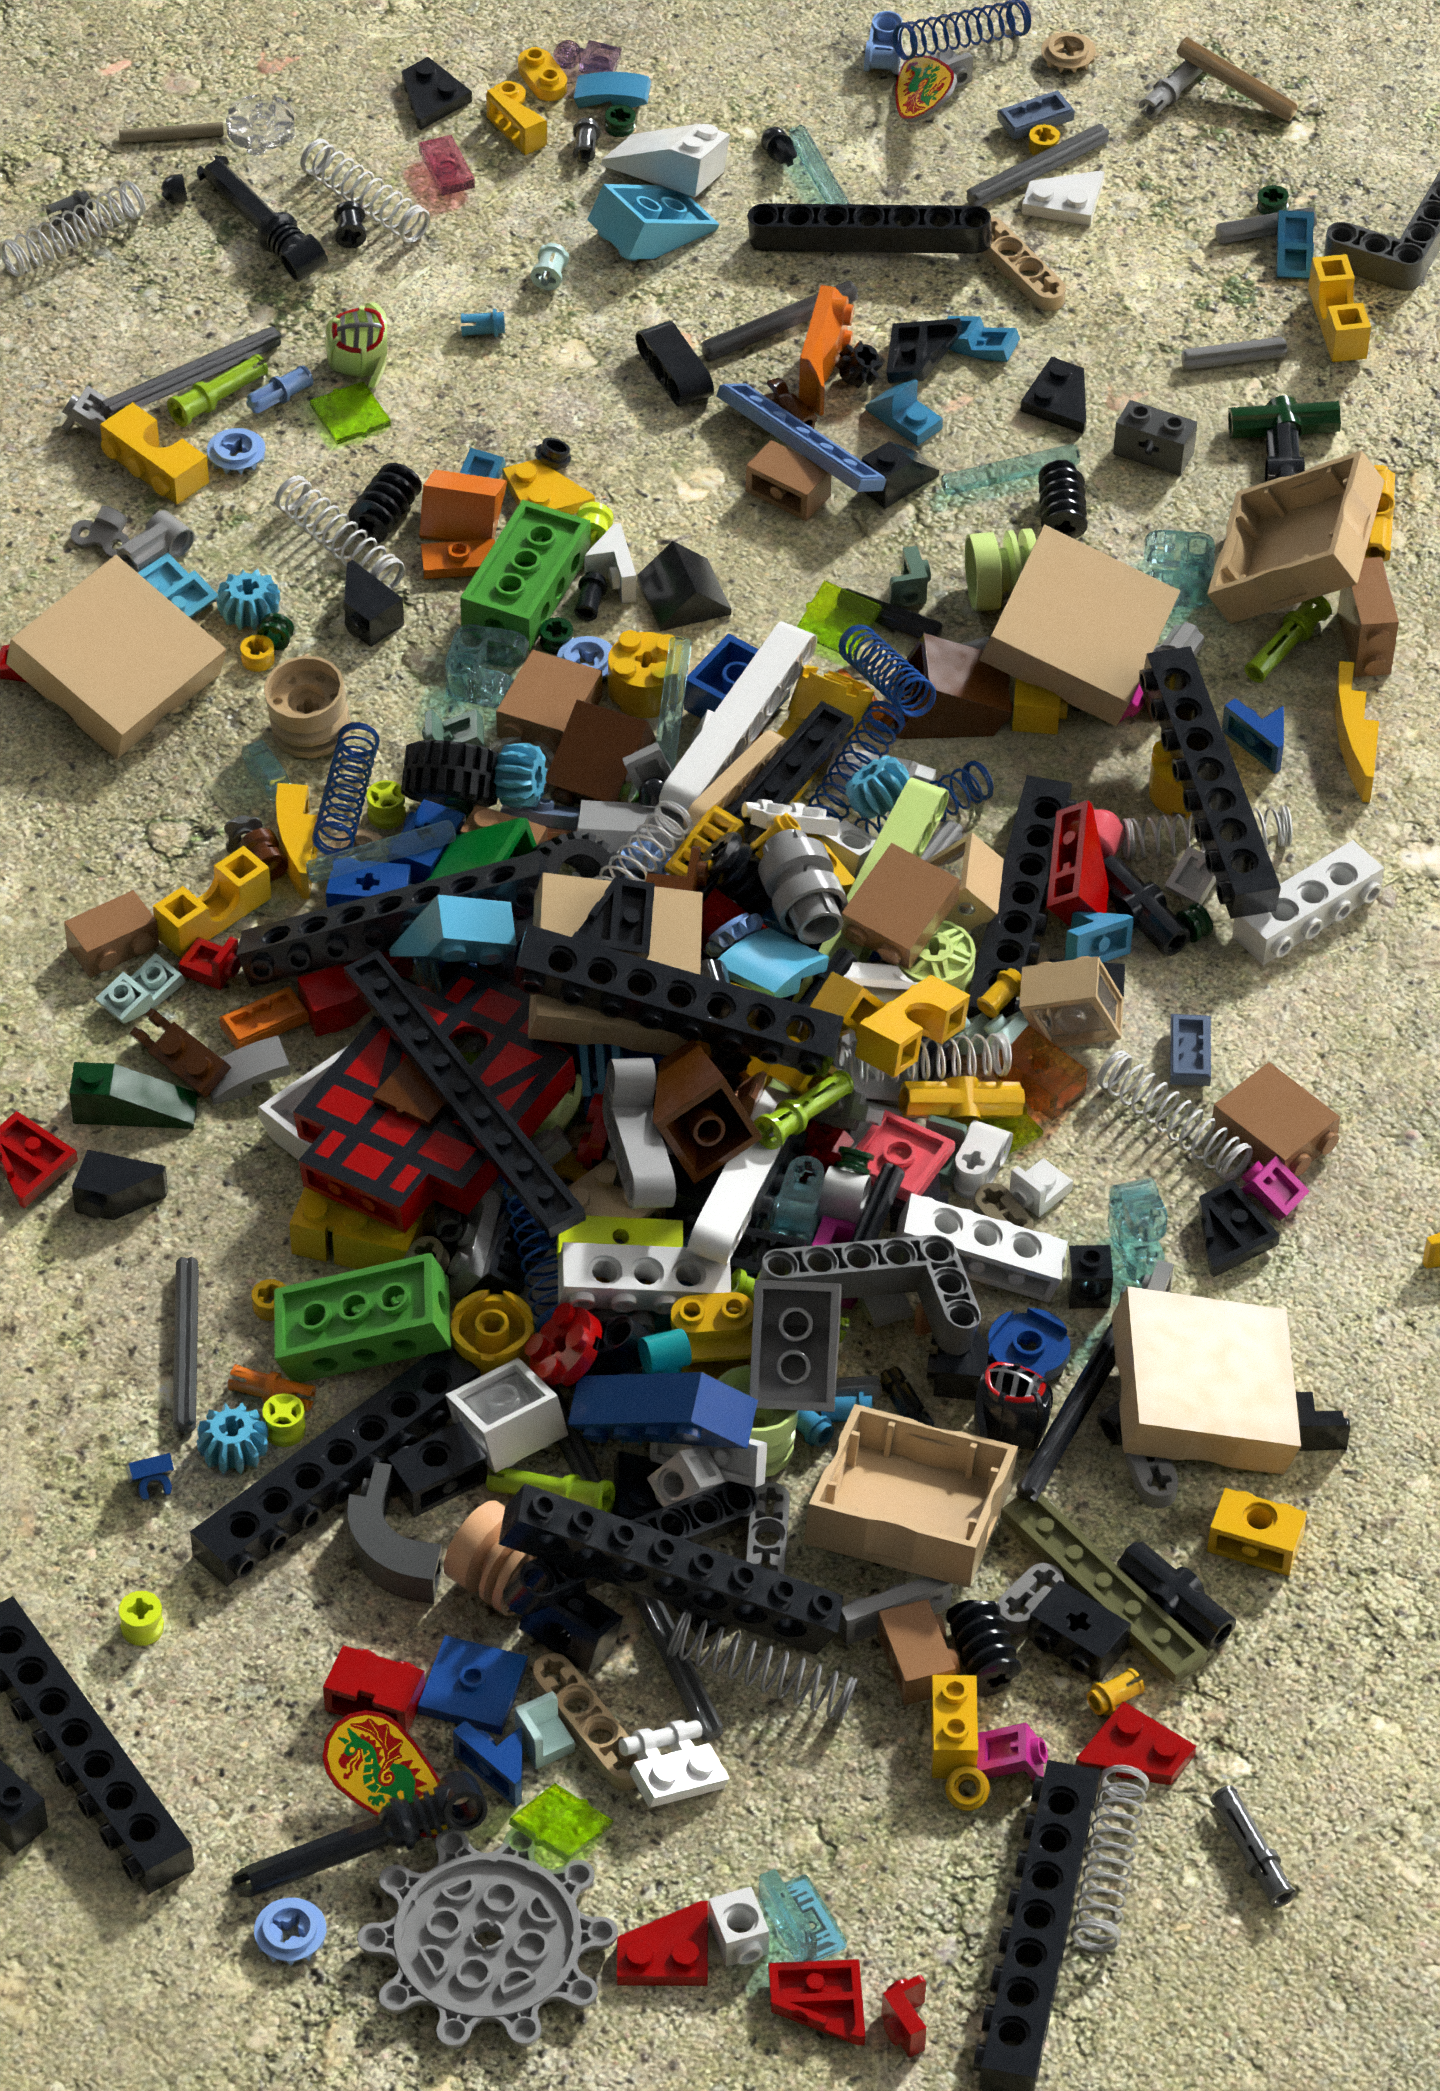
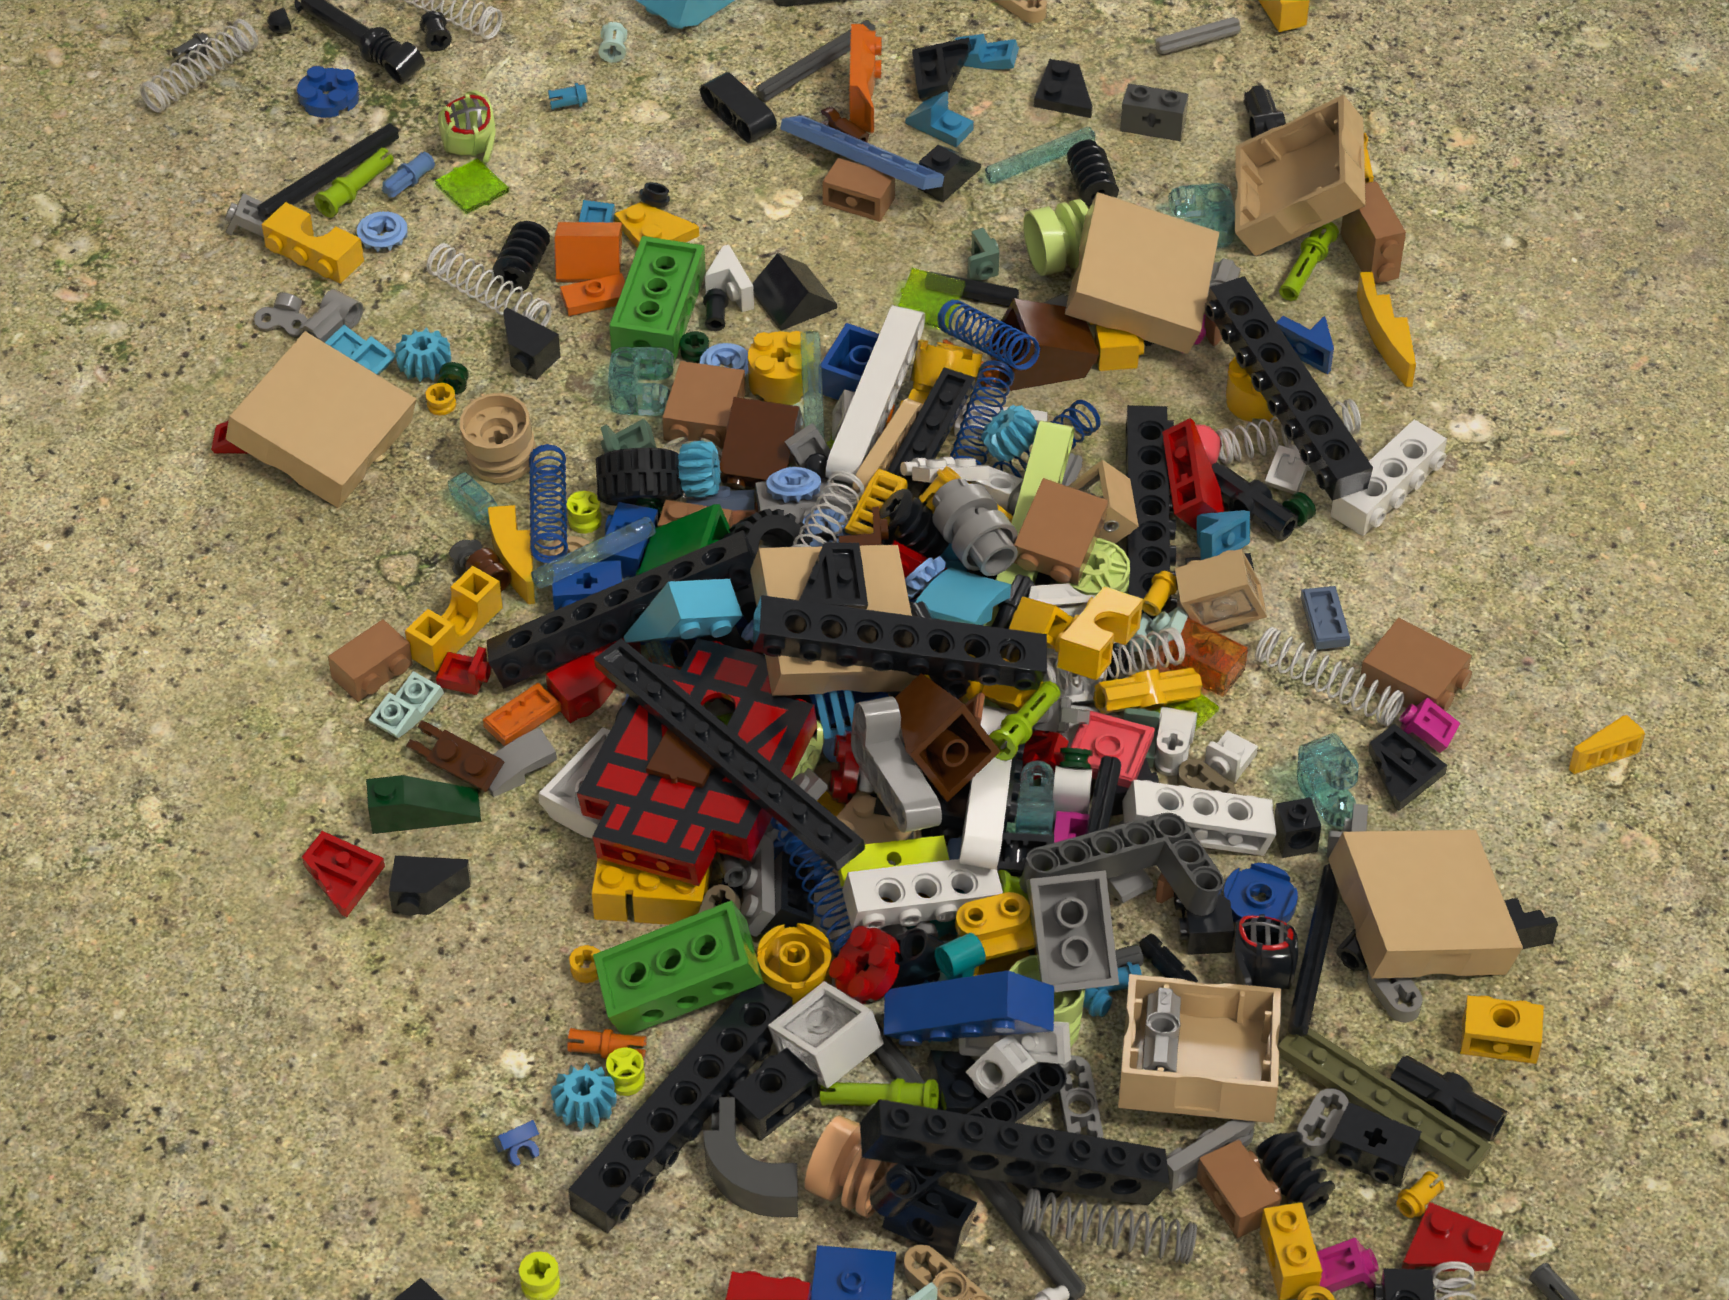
camera: 10 degrees left, 0 degrees up
(185, 1345) = (520, 1018): dark grey axle -> none
(229, 280) = (342, 94): none -> blue plate
(600, 518) = (711, 243): neon yellow wheel -> none
(620, 808) = (793, 484): none -> light blue gear
(859, 364) = (893, 86): black gear -> none
(873, 1470) = (1162, 1030): none -> light grey piece
(1304, 417) = (1272, 78): dark green piece -> none

